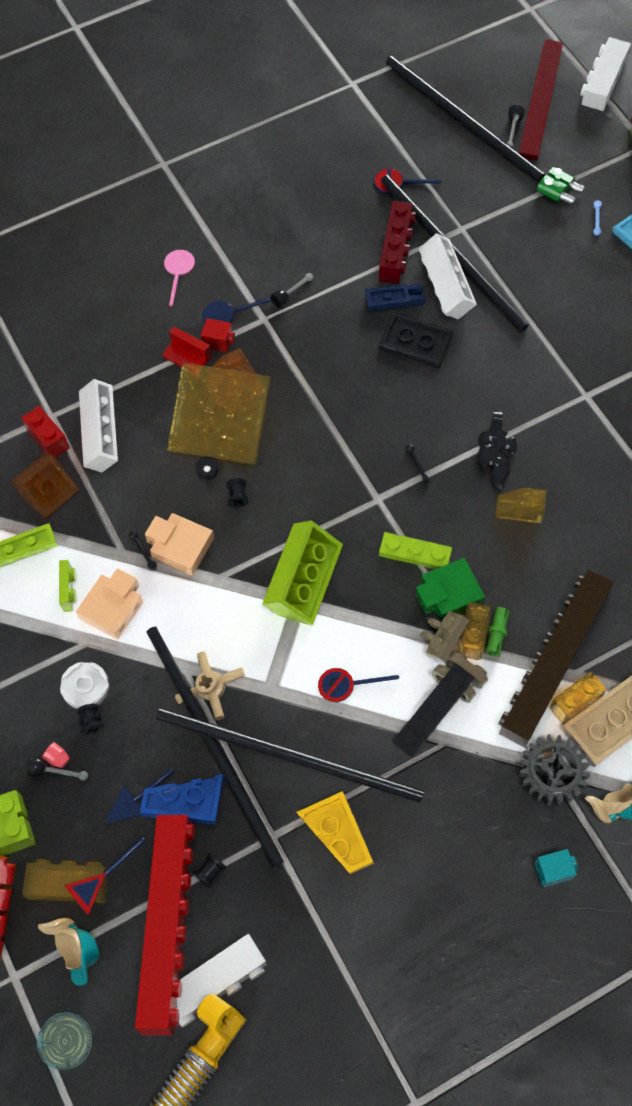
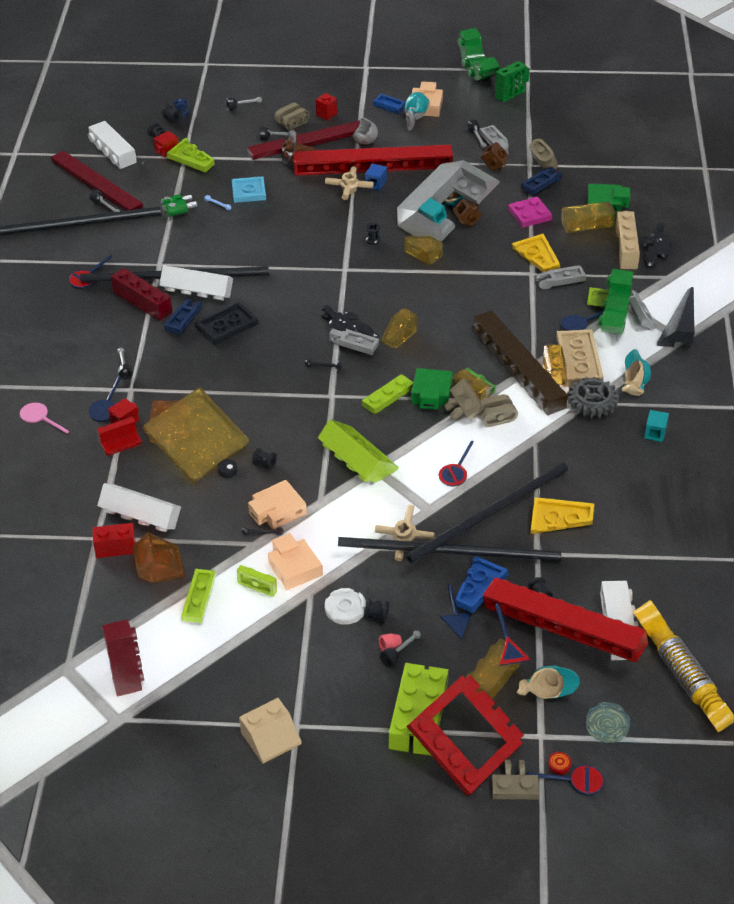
camera: 60 degrees left, 20 degrees down
(433, 710) = (512, 429): black plate -> none
(471, 473) = (354, 340): none -> light grey hinge

